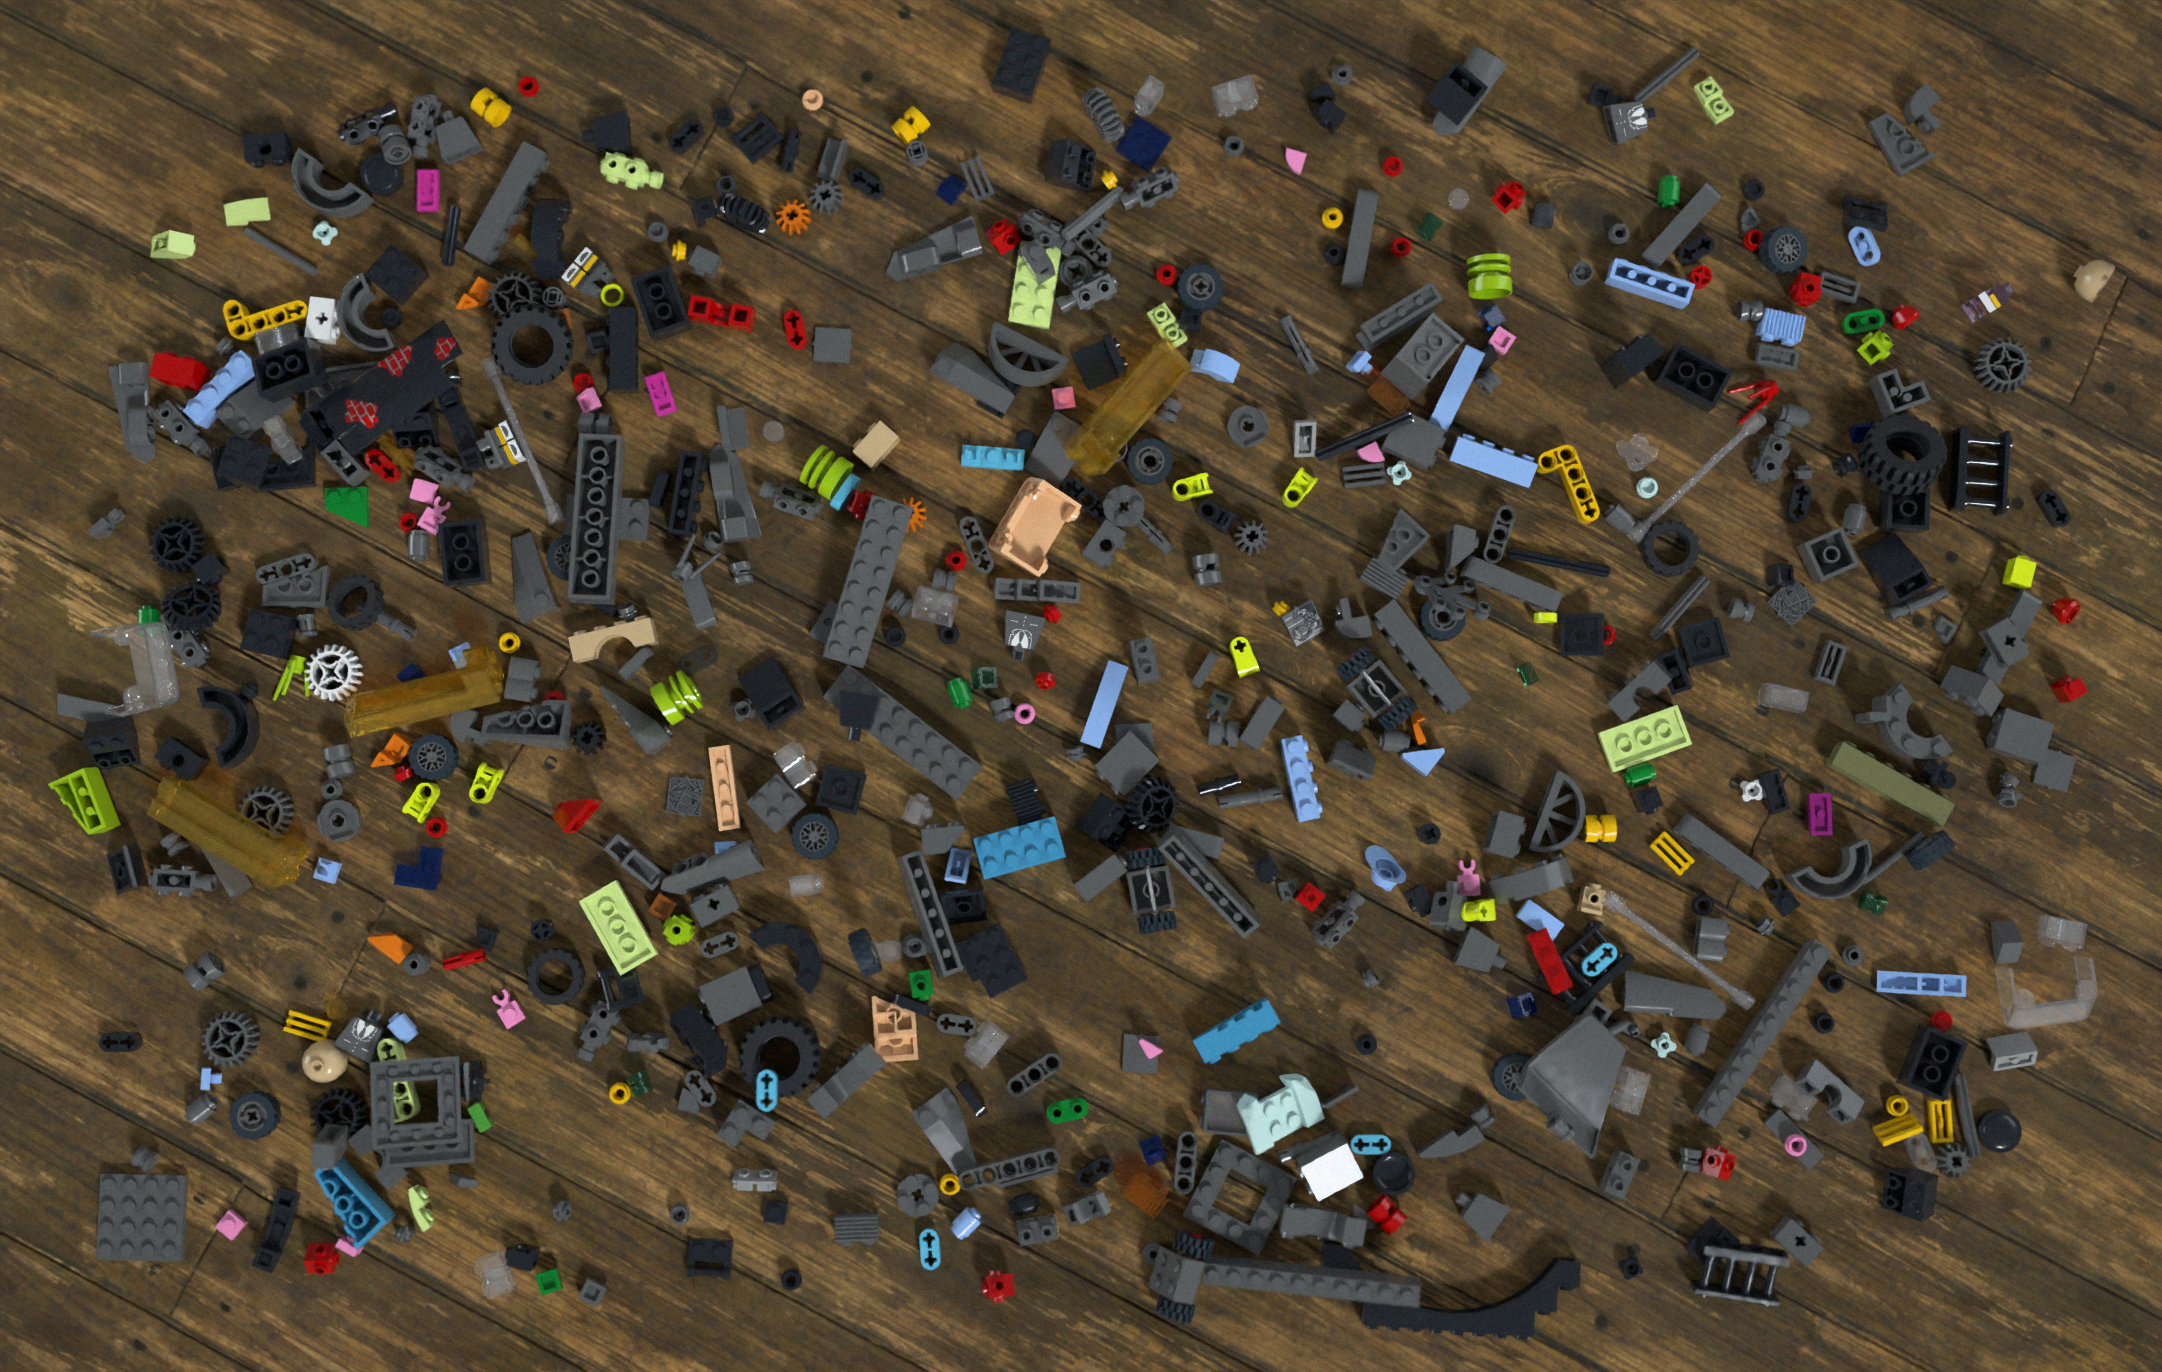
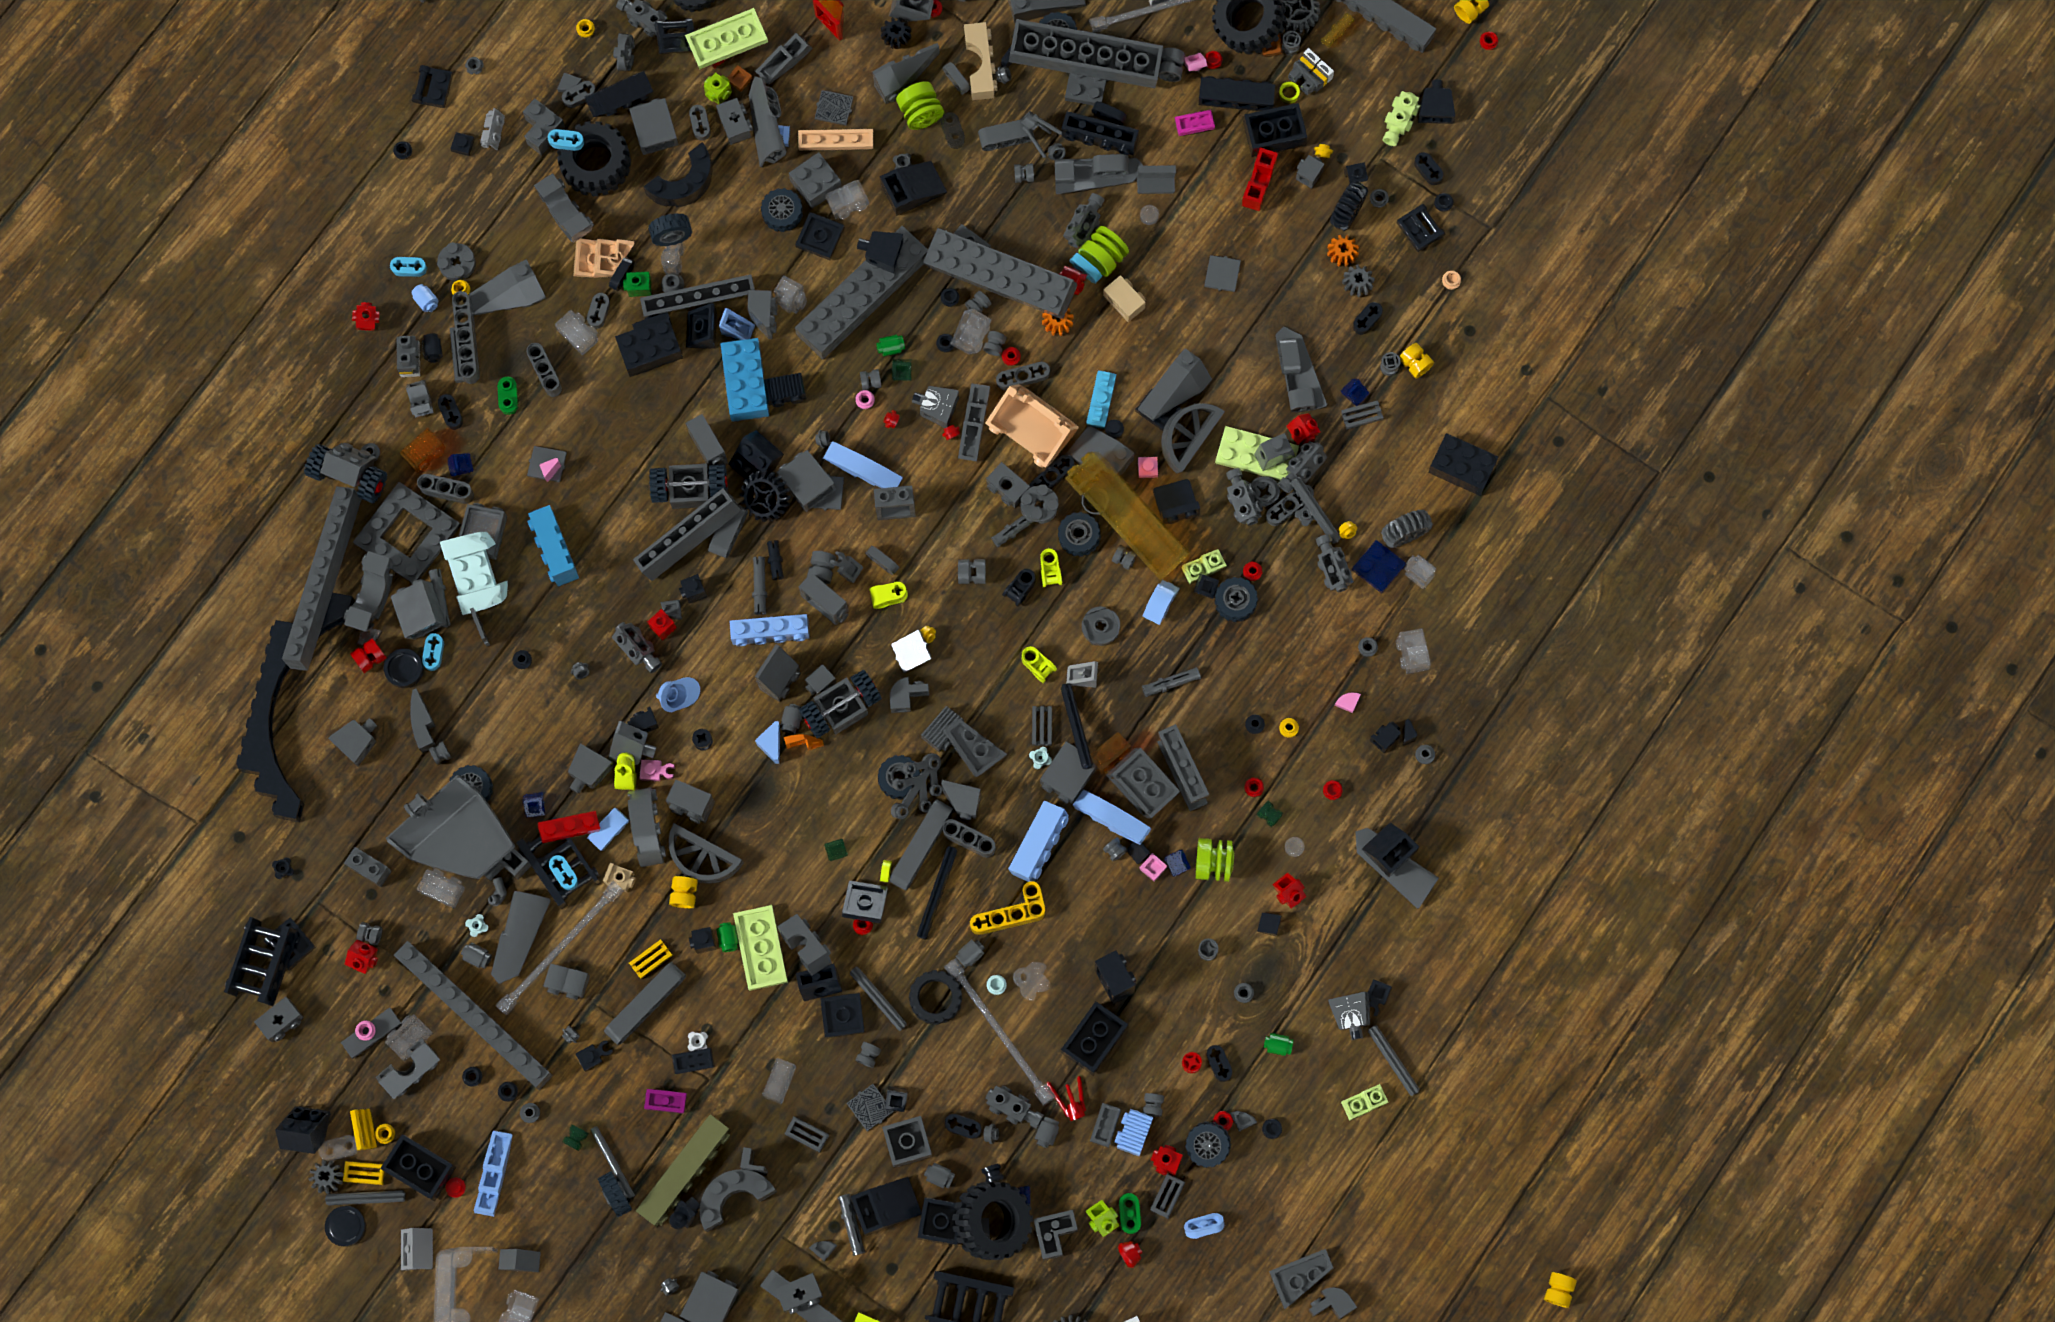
camera: 100 degrees right, 10 degrees down
(548, 236) = (1347, 37): black brick -> none
(597, 339) = (1252, 73): black slope -> none
(639, 1083) = (590, 43): clear green wheel -> none
(658, 232) = (1343, 135): dark grey plate -> none
(761, 983) = (660, 152): black beam -> none
(790, 330) = (1238, 246): red beam -> none
(791, 150) = (1405, 255): black pin -> none
(806, 885) = (739, 194): clear brick -> none
(833, 160) = (1392, 291): dark grey panel -> none
(857, 1227) = (437, 207): dark grey brick -> none
(972, 1098) = (531, 315): black beam -> none
(1070, 165) = (1364, 497): black slope -> none
(1257, 542) = (1005, 614): dark grey gear -> none
(1359, 239) = (1265, 749): dark grey beam -> none
(1360, 363) = (1148, 733): light blue tile -> none
(1371, 453) = (1061, 735): bright pink tile -> none
(1421, 657) = (865, 753): dark grey brick -> none
(1649, 283) = (1190, 1009): light blue brick -> none
(1681, 225) = (1244, 1052): dark grey beam -> none
(1707, 908) = (592, 980): black plate -> none
(1845, 881) = (596, 1102): dark grey brick -> none
(1865, 213) = (1230, 1228): black plate -> none
(1973, 689) = (758, 1260): dark grey brick -> none
(2008, 798) = (653, 1282): dark grey plate -> none

